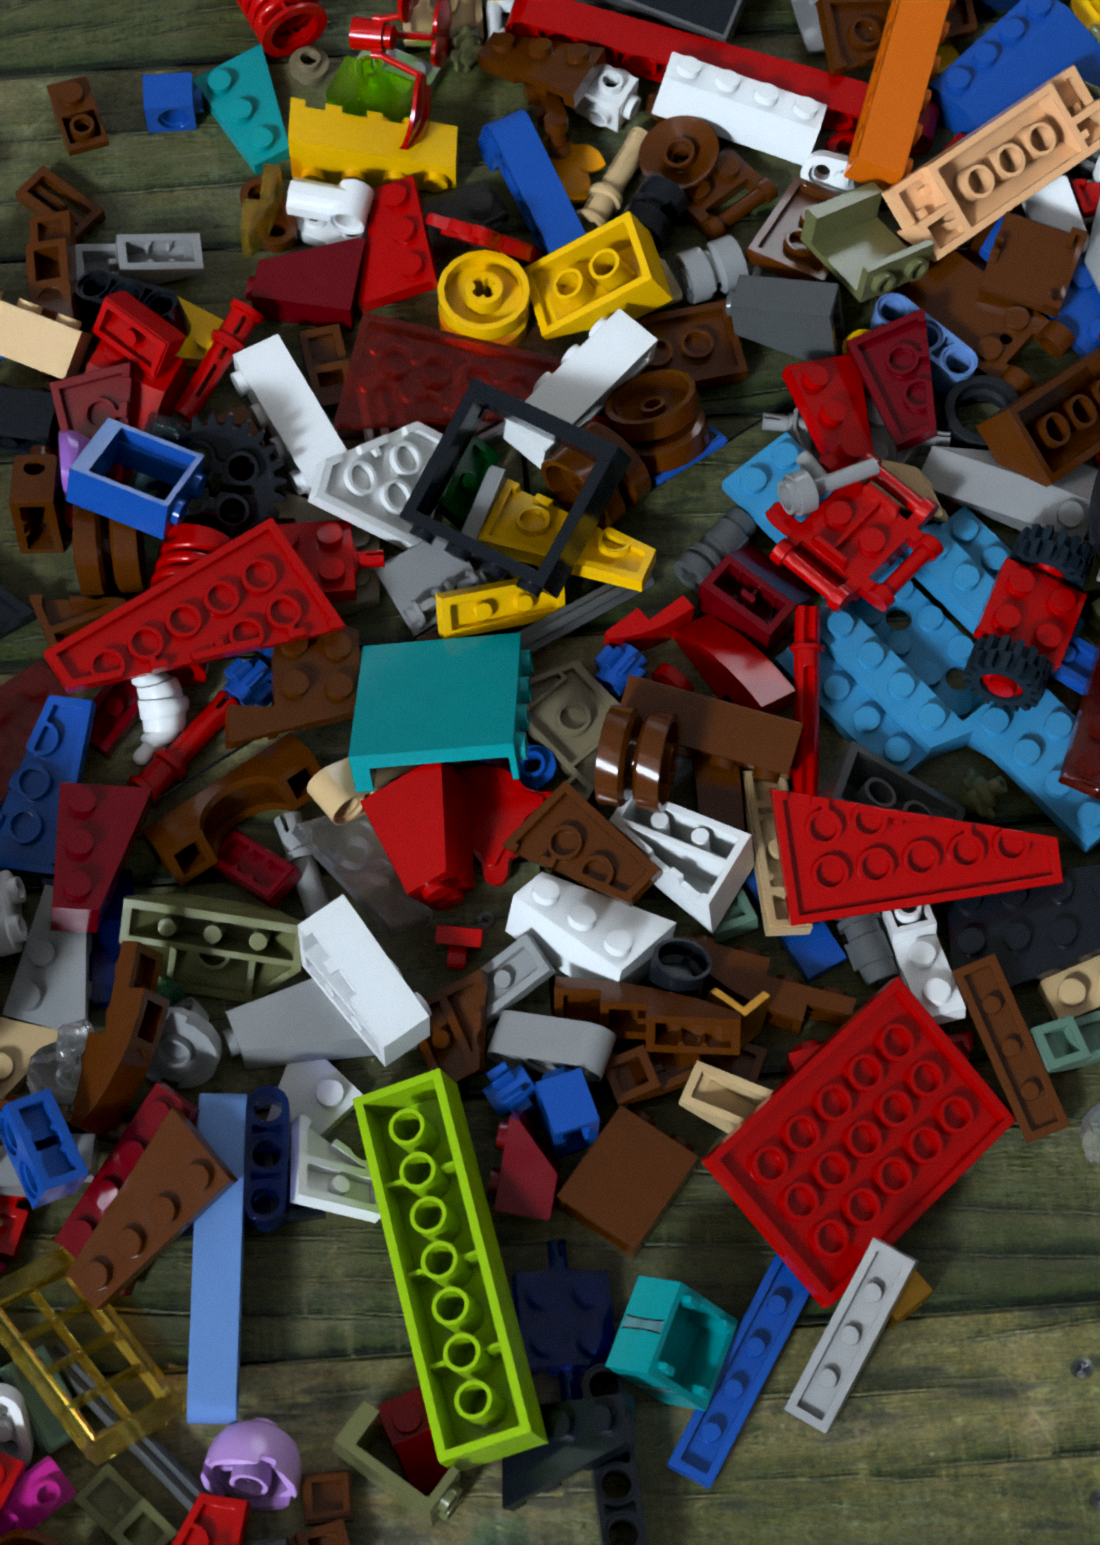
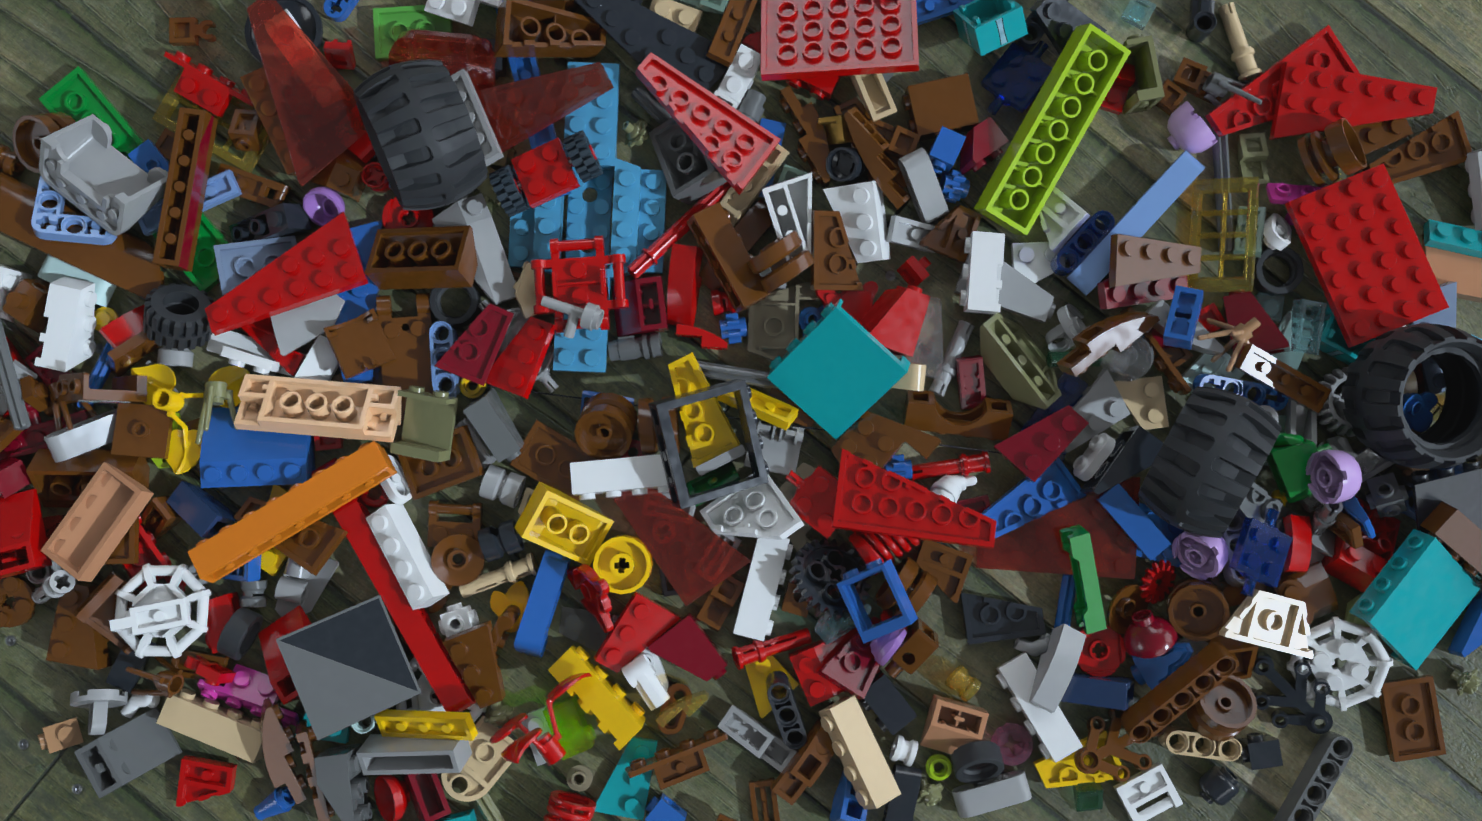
camera: 135 degrees left, 20 degrees up
(137, 332) = (802, 685): red slope -> none
(209, 158) = (678, 763): none -> reddish brown bracket

